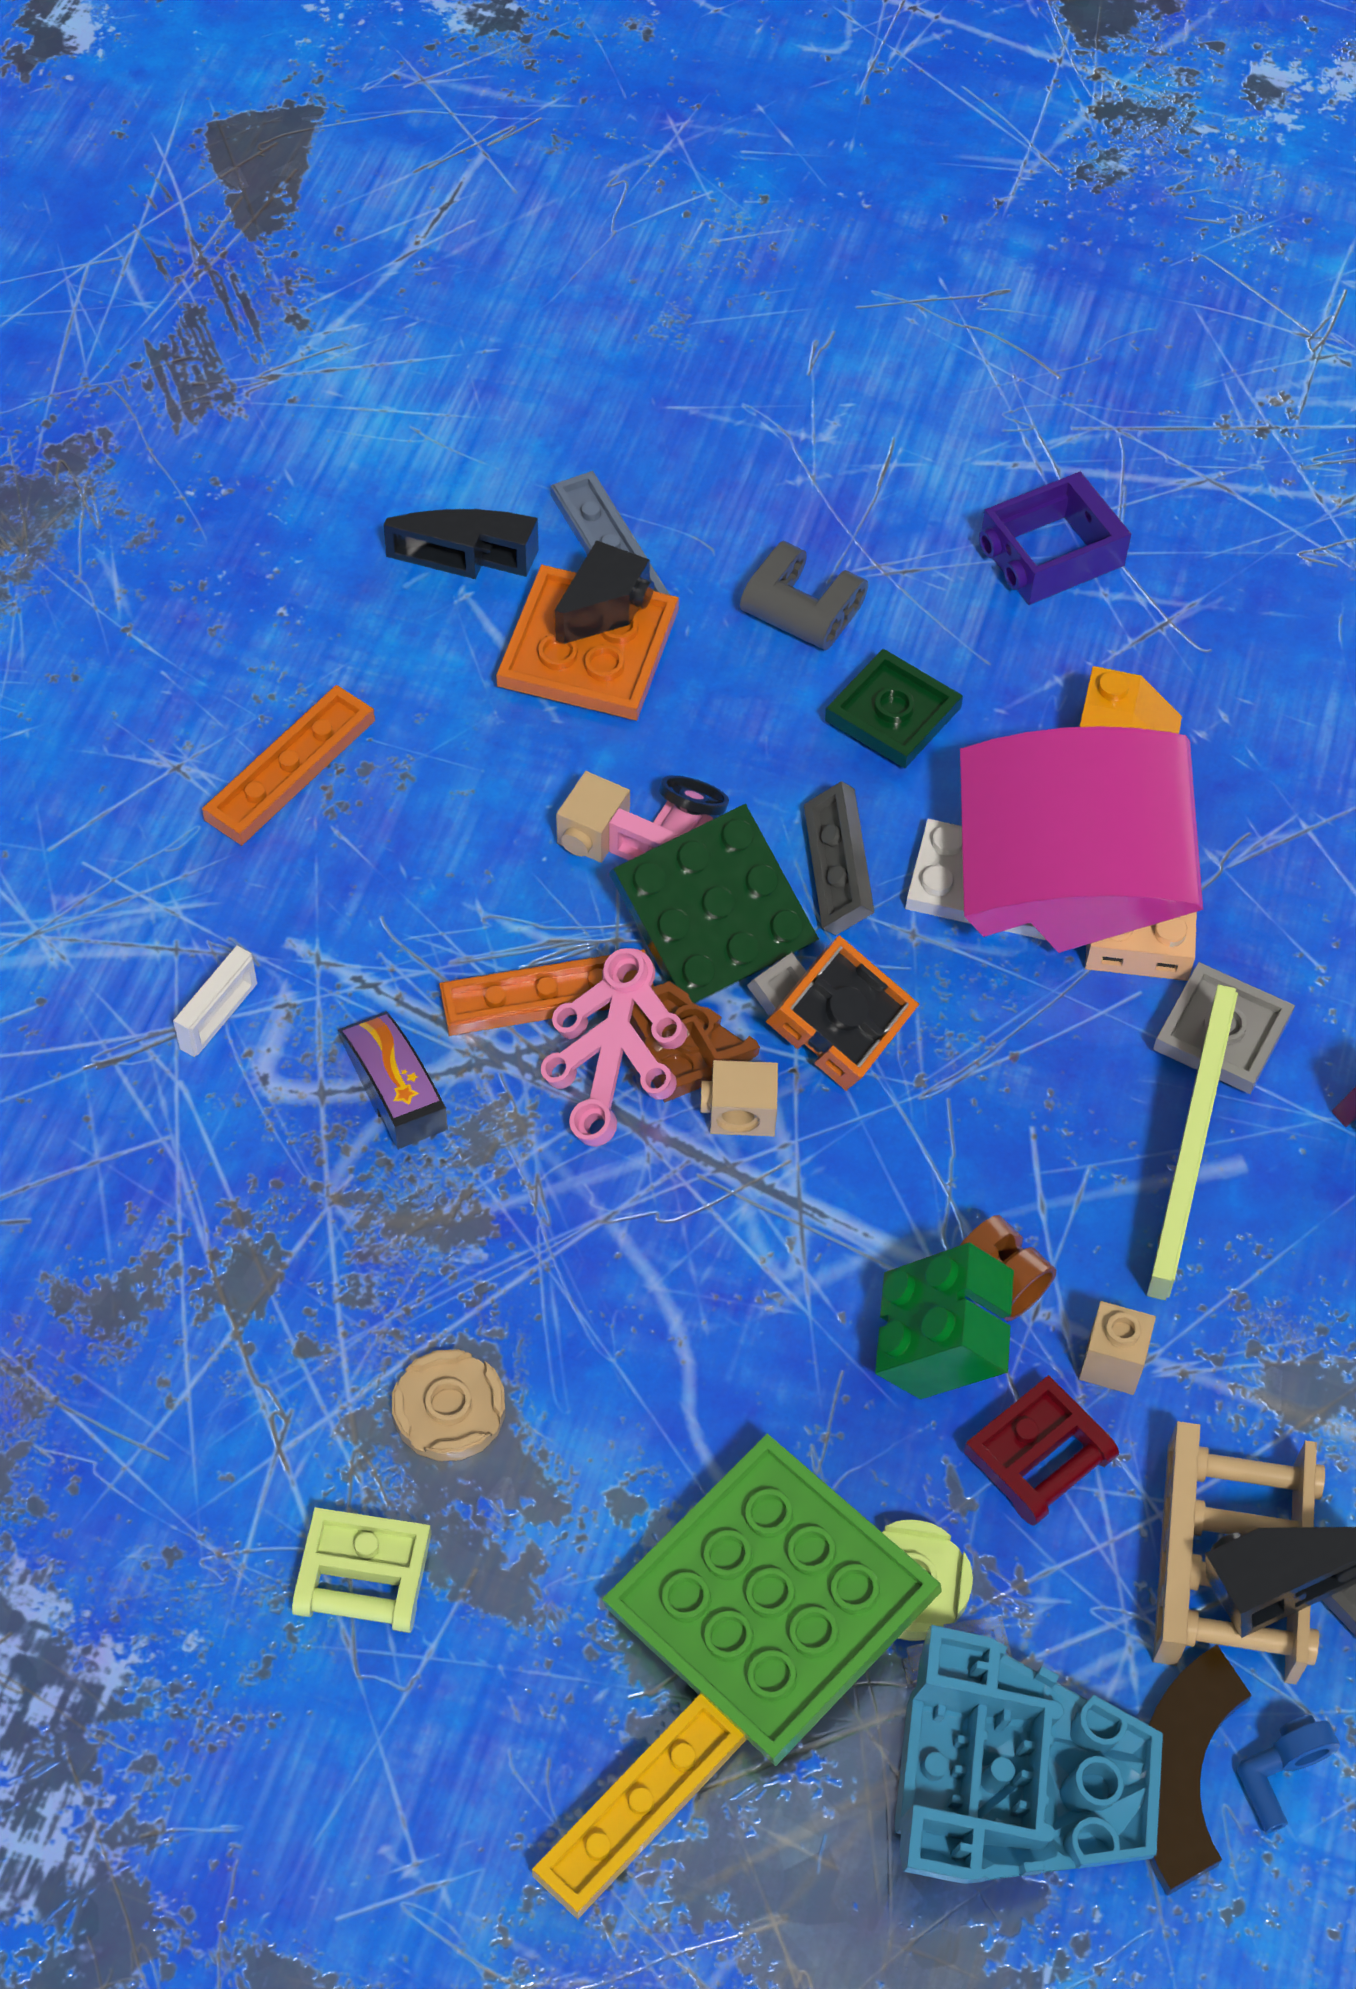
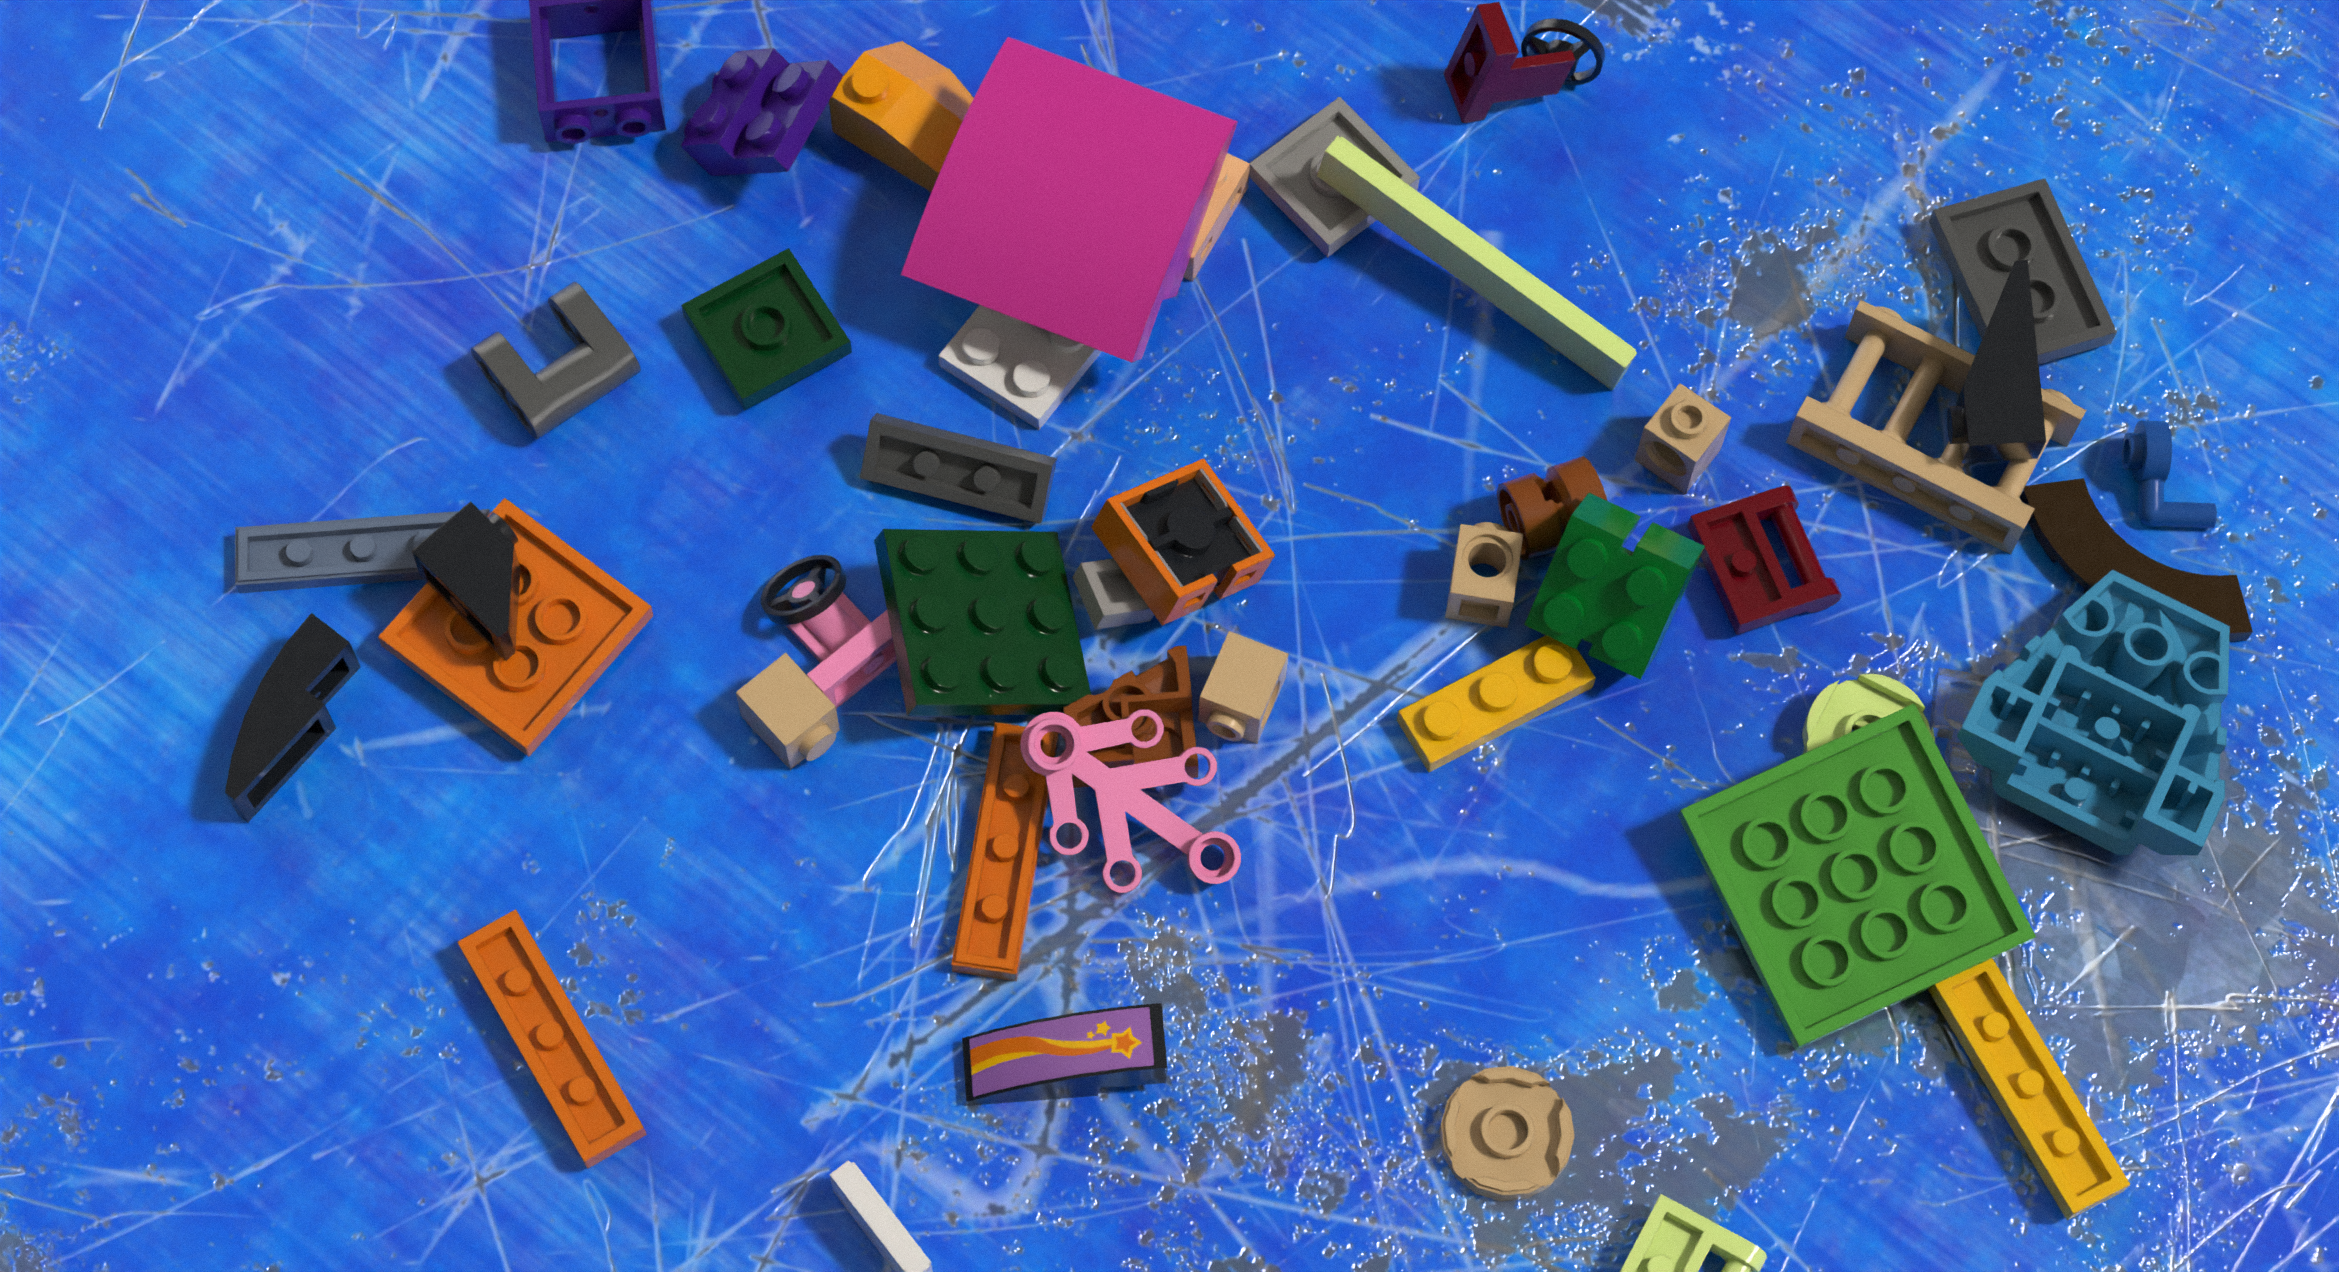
camera: 70 degrees left, 10 degrees up
(816, 1284) = (1494, 700): none -> yellow plate
(928, 1216) = (1478, 597): none -> tan brick
(1060, 635) = (758, 113): none -> dark purple plate

